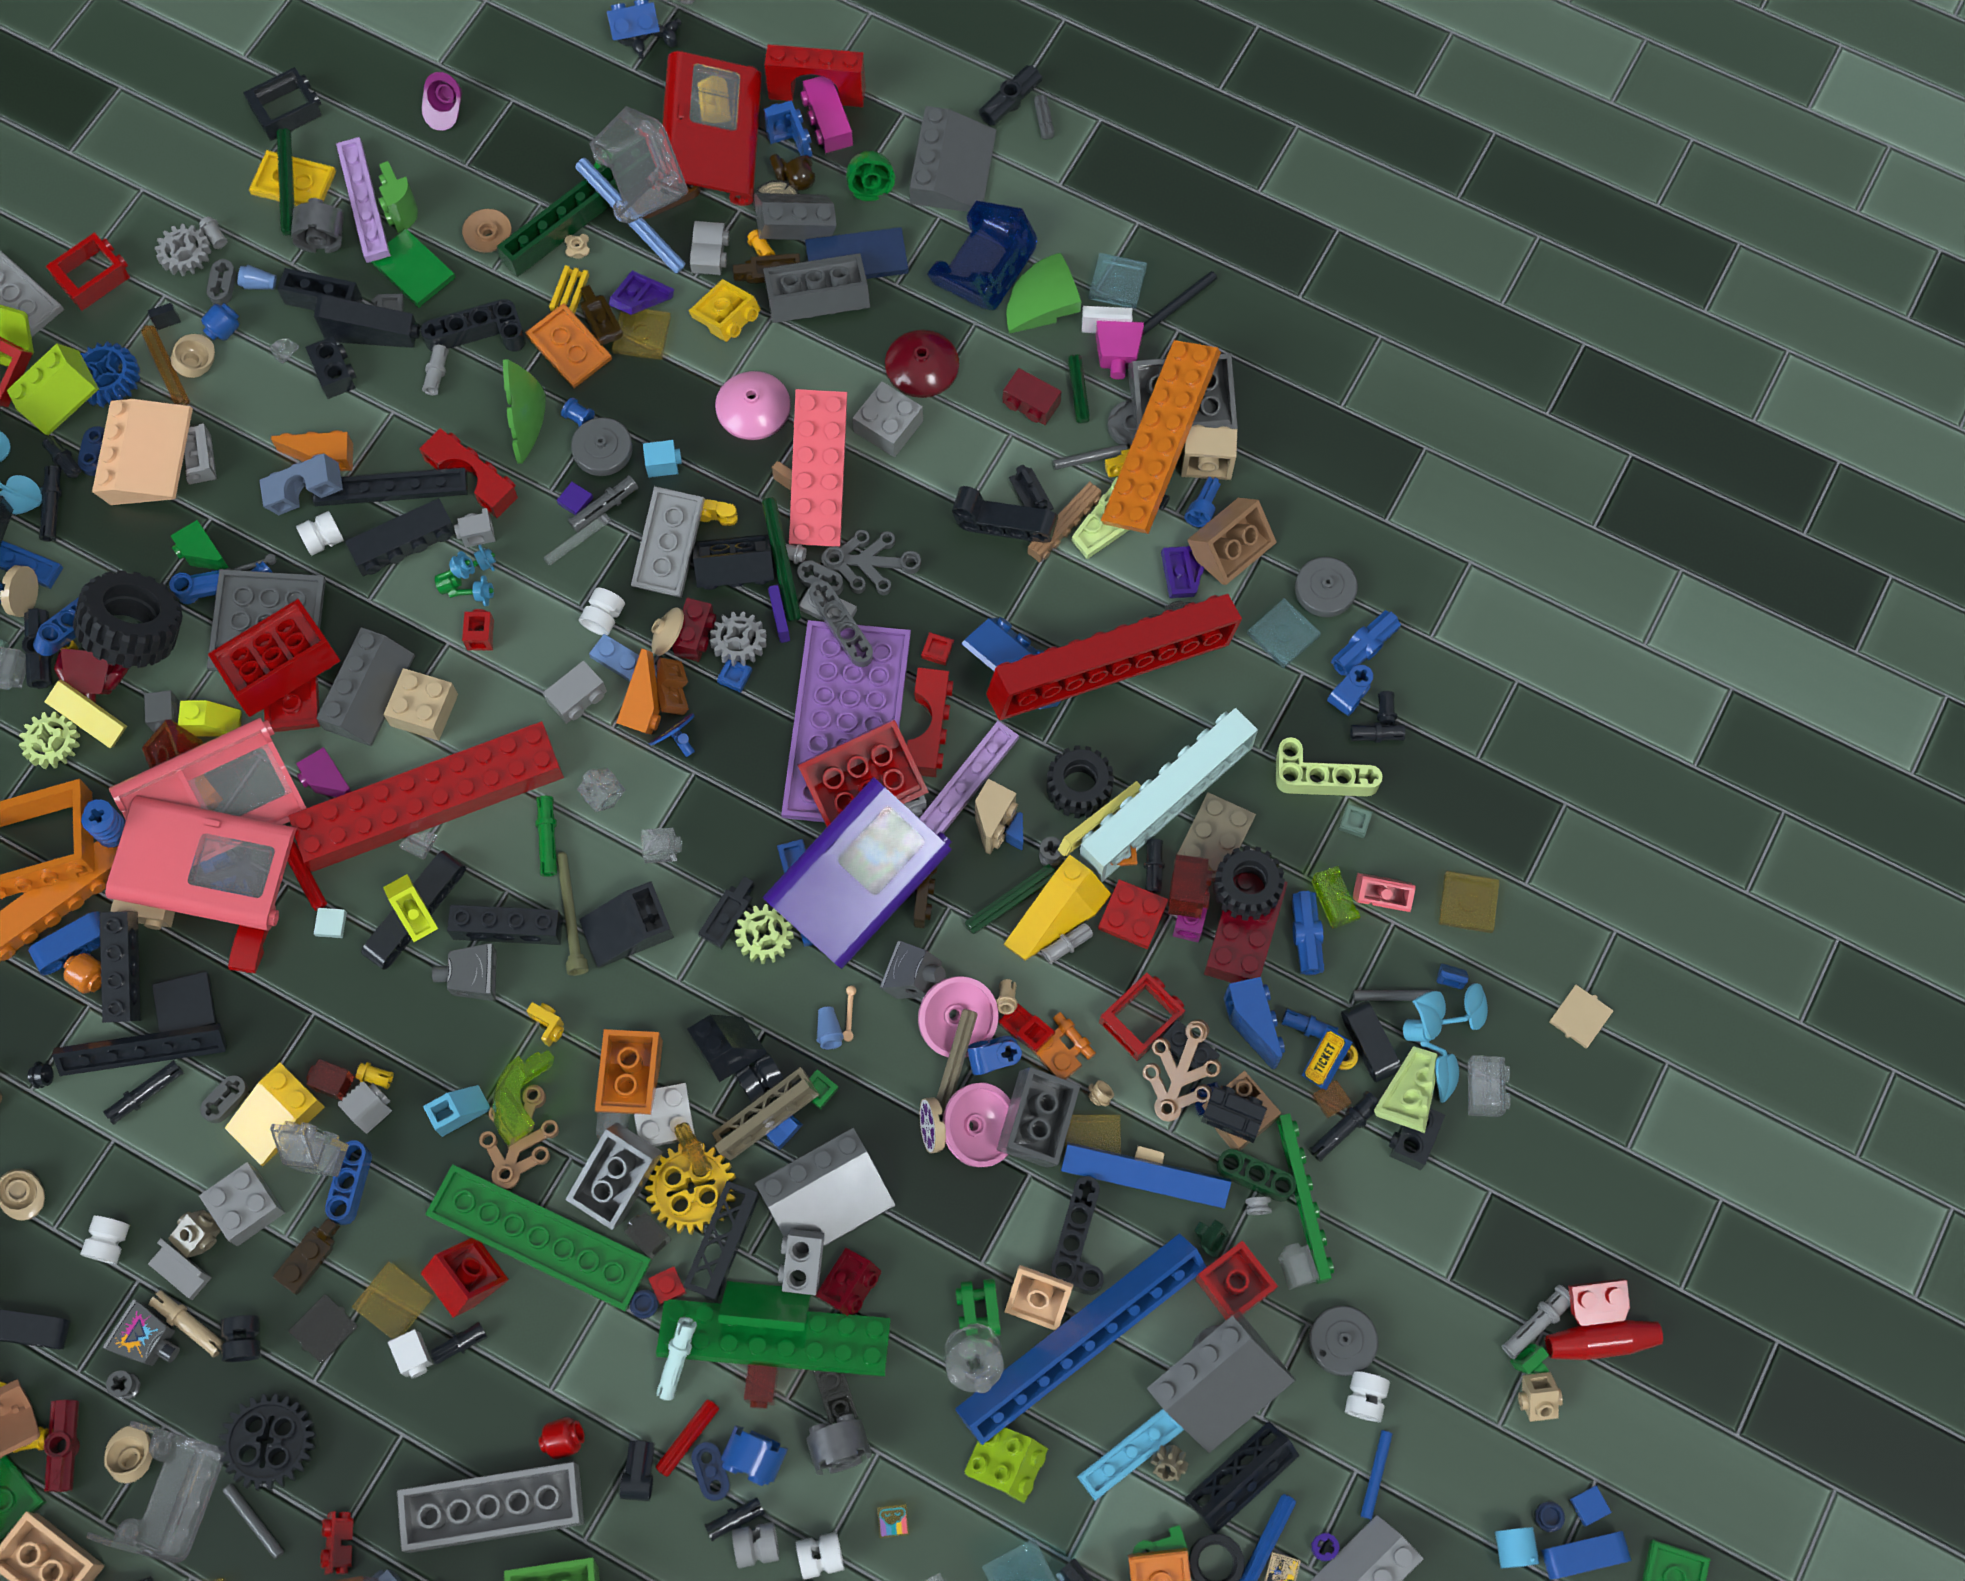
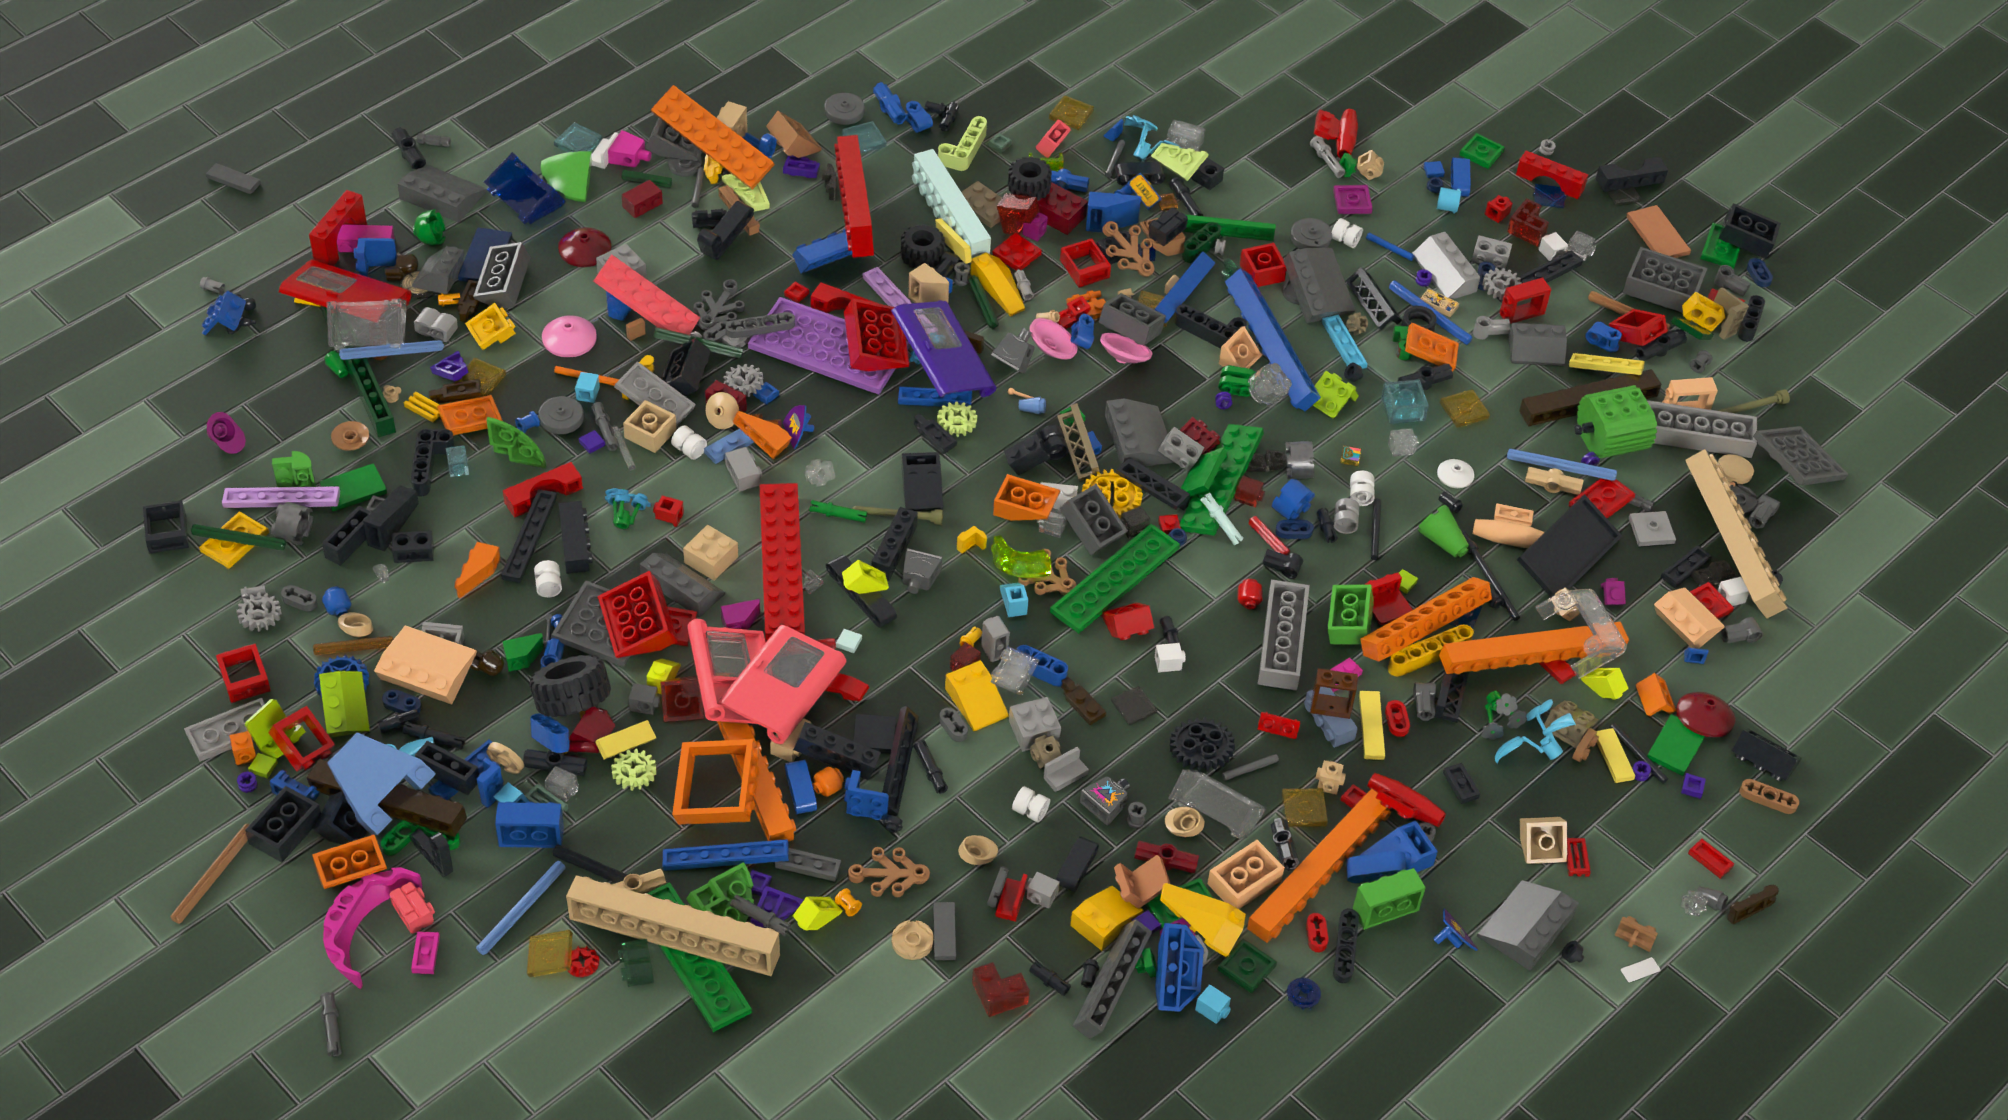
camera: 75 degrees left, 20 degrees down
(47, 1019) = (864, 802): none -> blue bracket
(103, 822) = (730, 722): blue piece -> none
(164, 316) = (311, 633): black tile -> none
(171, 517) = (488, 662): none -> dark brown piece
(179, 1316) = (1109, 771): tan pin -> none
(241, 1348) = (1128, 742): black wheel -> none
(255, 278) = (309, 576): medium blue cone -> none
(282, 489) = (505, 560): sand blue arch -> none
(392, 1301) = (1129, 663): clear yellow tile -> none
(435, 369) = (447, 490): light grey pin -> none
(475, 529) = (589, 494): light grey brick -> none
(483, 361) = (457, 461): none -> clear light blue brick
(609, 555) = (650, 426): none -> tan brick
(660, 845) = (872, 455): clear brick -> none
(687, 451) = (575, 373): none -> orange bar
(692, 1149) = (1089, 479): clear yellow axle -> none
(779, 614) = (735, 356): dark purple tile -> none
(932, 1128) = (1117, 368): tile -> none
(934, 1298) = (1223, 404): none -> dark purple bush
(956, 1057) = (1081, 349): dark tan axle -> none
(1055, 825) = (947, 264): none -> black piece
(1064, 1483) = (1353, 372): none -> black tile
(1154, 865) = (996, 235): black axle -> none
(1179, 301) = (607, 113): black bar -> none
(1298, 1266) = (1261, 237): clear brick -> none
(1455, 1387) = (1352, 199): none -> magenta plate
(1581, 1016) = (1158, 90): tan piece -> none

